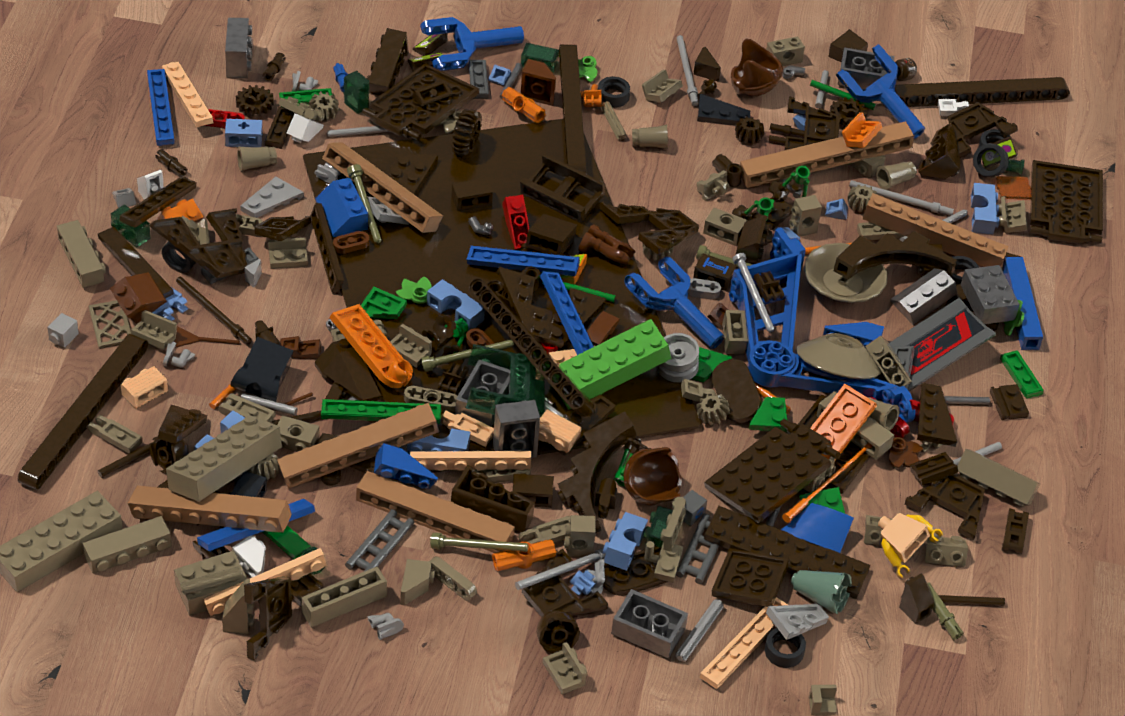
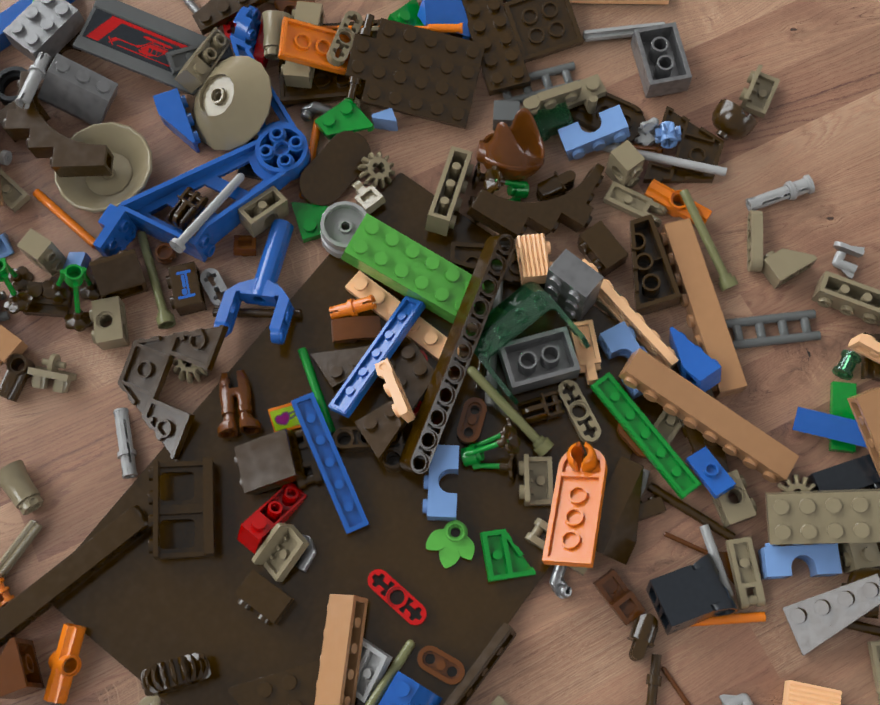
camera: 120 degrees left, 25 degrees up
(322, 425) = (710, 472): none -> blue plate
(423, 244) = (379, 589): none -> red beam
(468, 628) = (788, 191): none -> light grey pin
(493, 212) = (281, 550): none -> dark tan bracket
(532, 297) = (395, 390): none -> light nougat hinge
(598, 550) = (658, 149): none -> reddish brown hinge
(618, 329) = (352, 307): none -> orange pin
(627, 191) = (126, 451): none -> light grey pin
(654, 424) = (447, 195): none -> dark tan brick
(749, 439) = (385, 120): none -> medium blue slope
(799, 409) = (313, 109): none -> flat silver arm
(833, 430) = (338, 43): none -> dark tan beam
(945, 264) = (36, 73): none -> light grey pin

